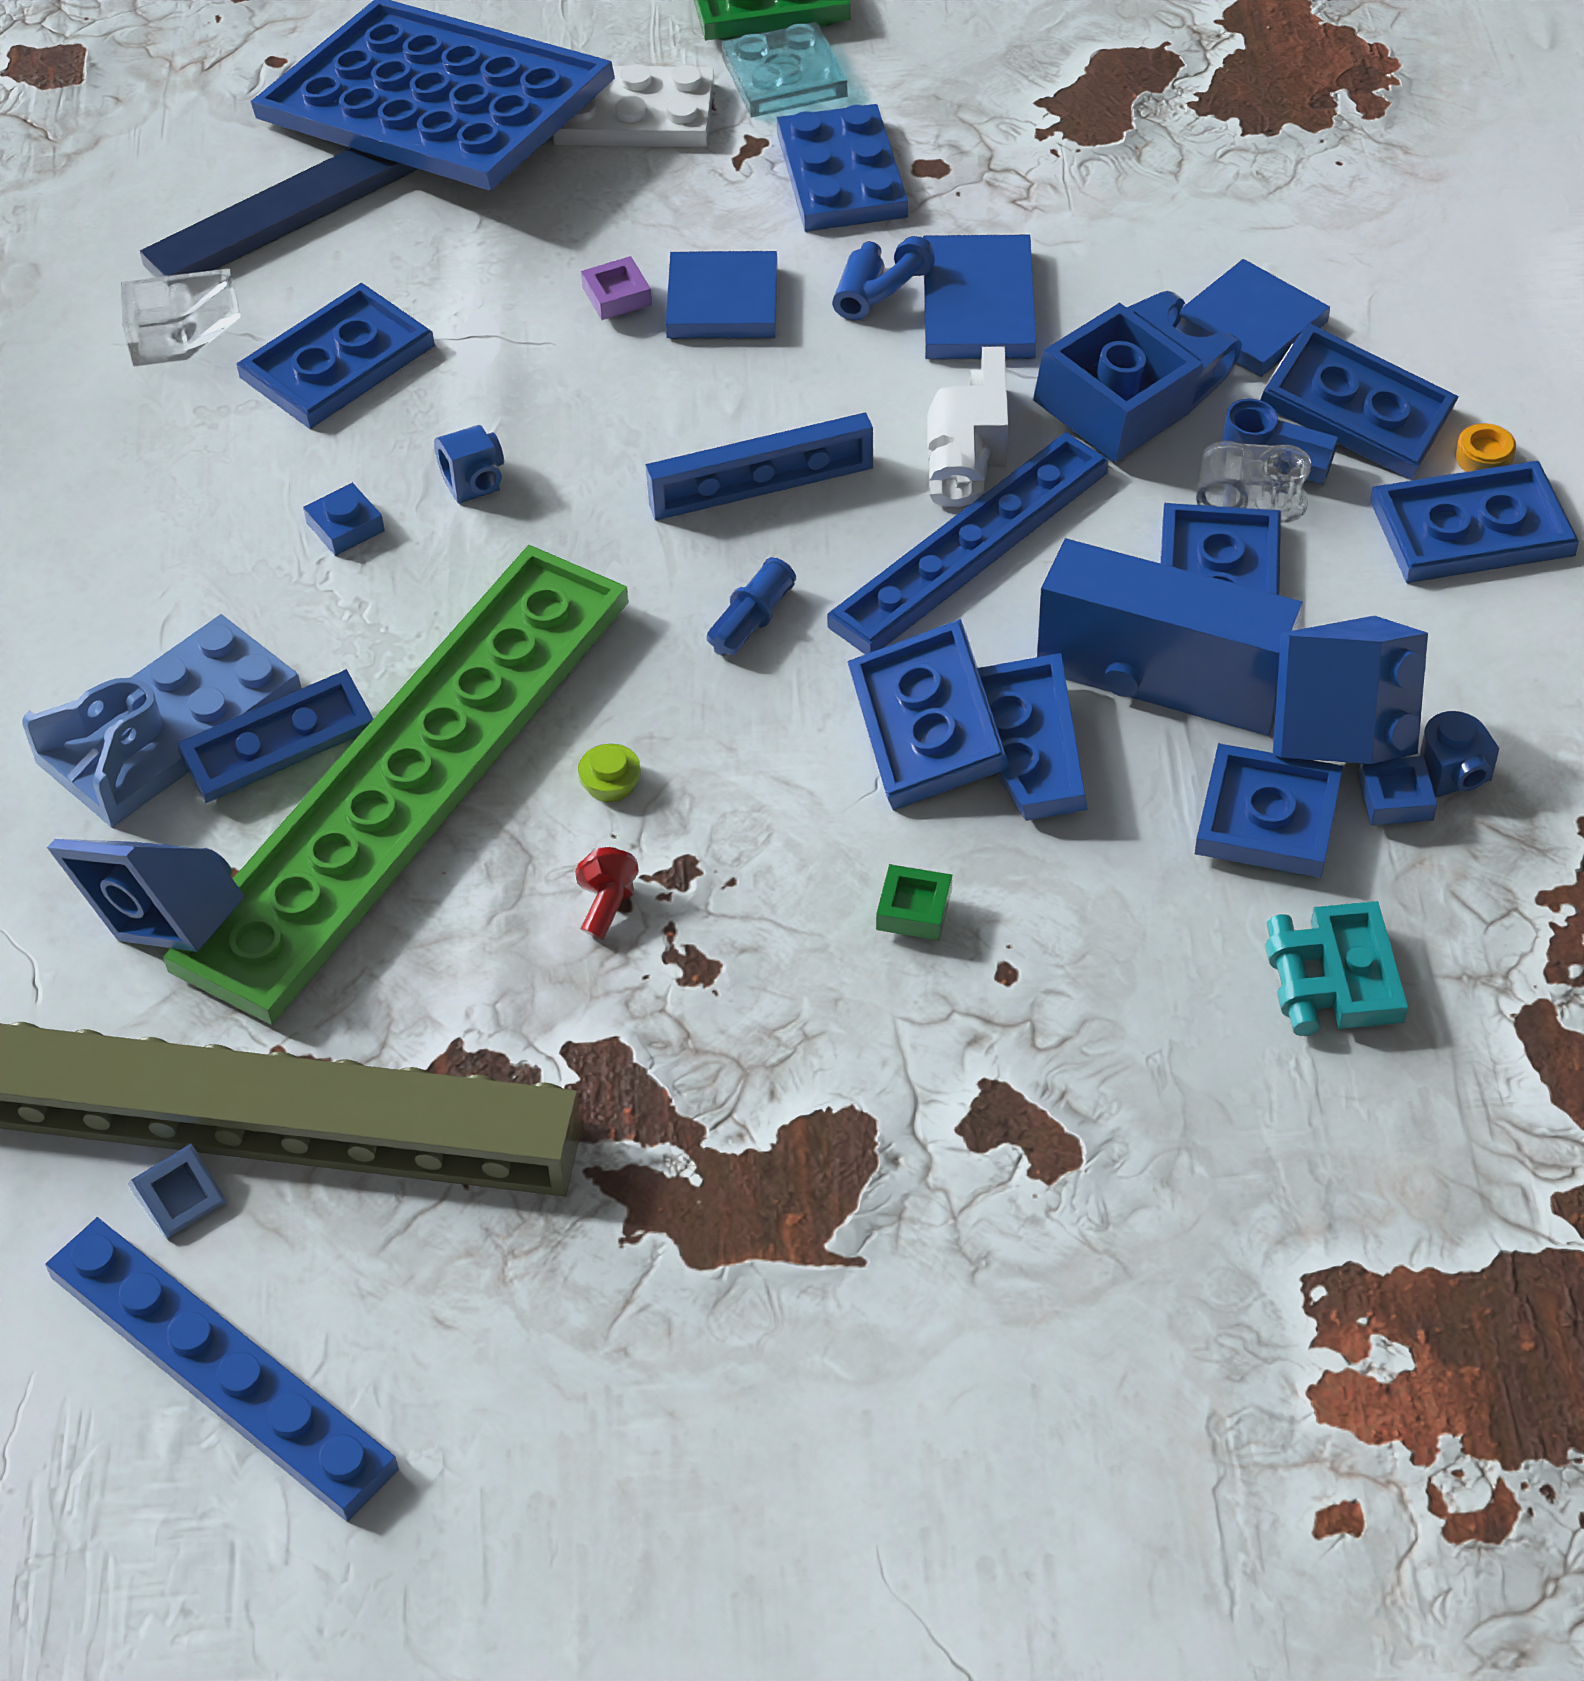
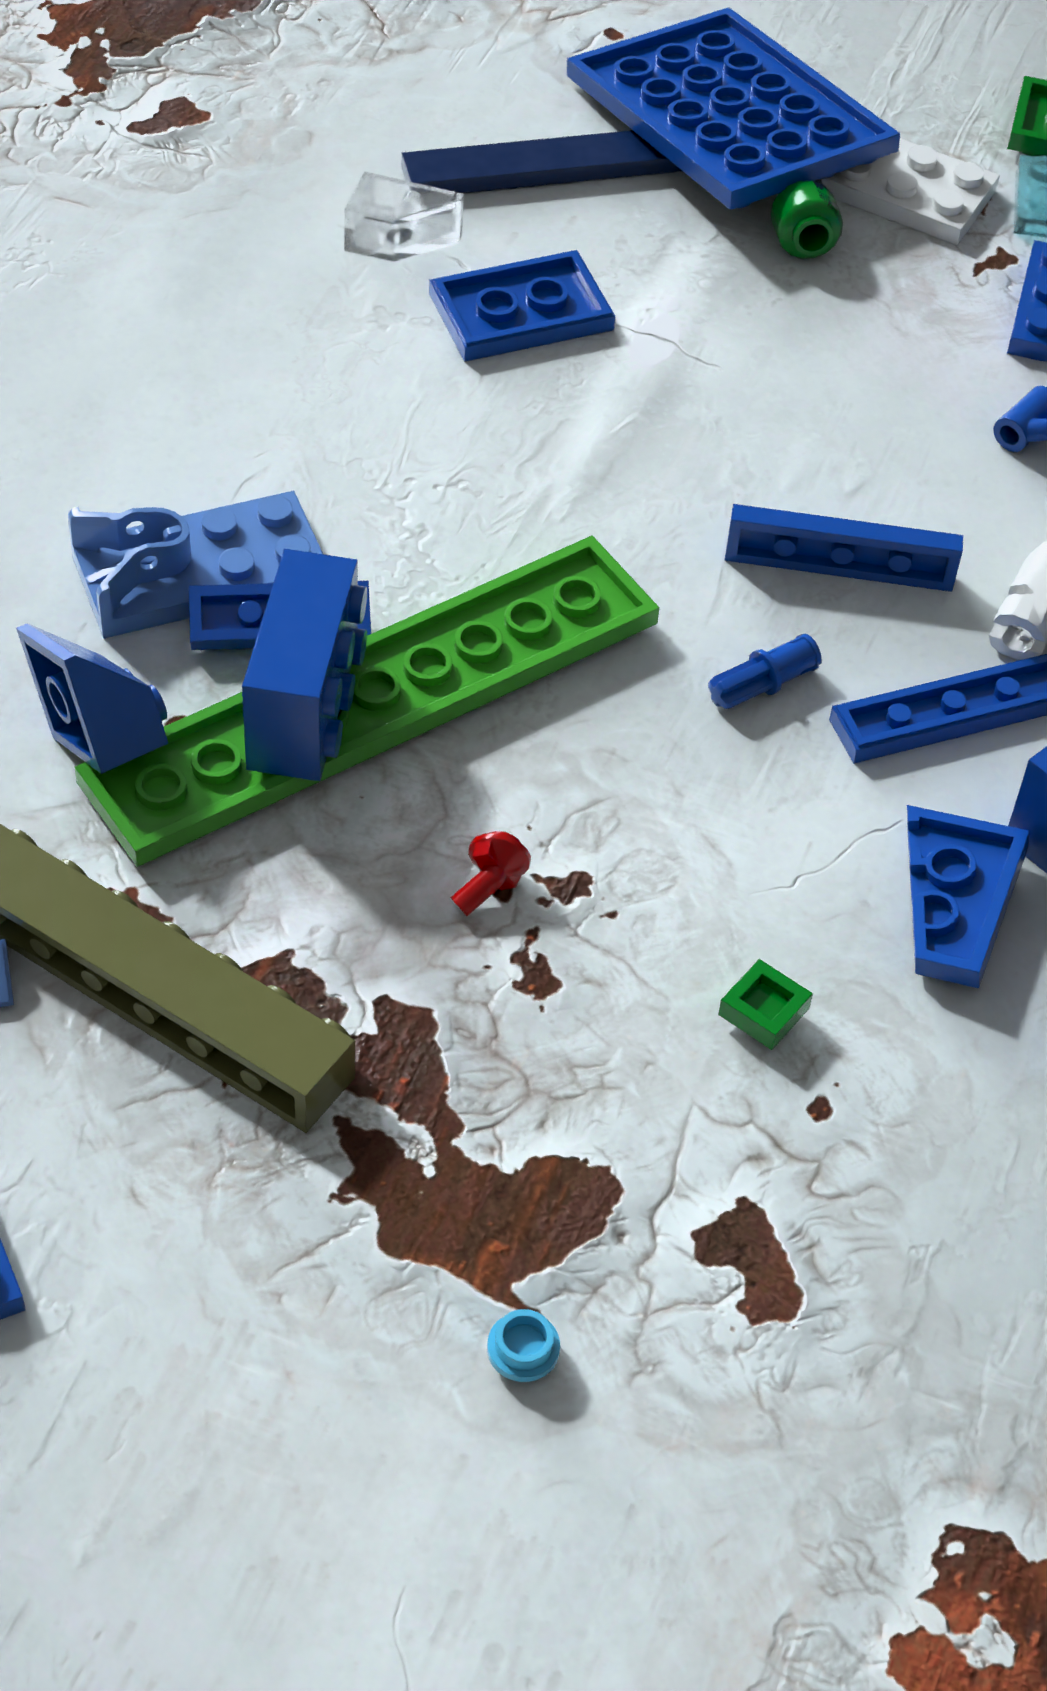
camera: 20 degrees right, 0 degrees up
(341, 769) = (303, 665): none -> blue brick
(343, 519) = (447, 450): blue plate -> none
(470, 462) = (583, 443): blue plate -> none
(562, 174) = (806, 219): none -> green head
(609, 772) = (554, 768): lime plate -> none
(616, 288) = (801, 339): medium lavender plate -> none
(722, 294) = (896, 381): blue tile -> none
(868, 1292) = (523, 1346): none -> medium azure plate
(927, 715) = (873, 837): blue tile -> none

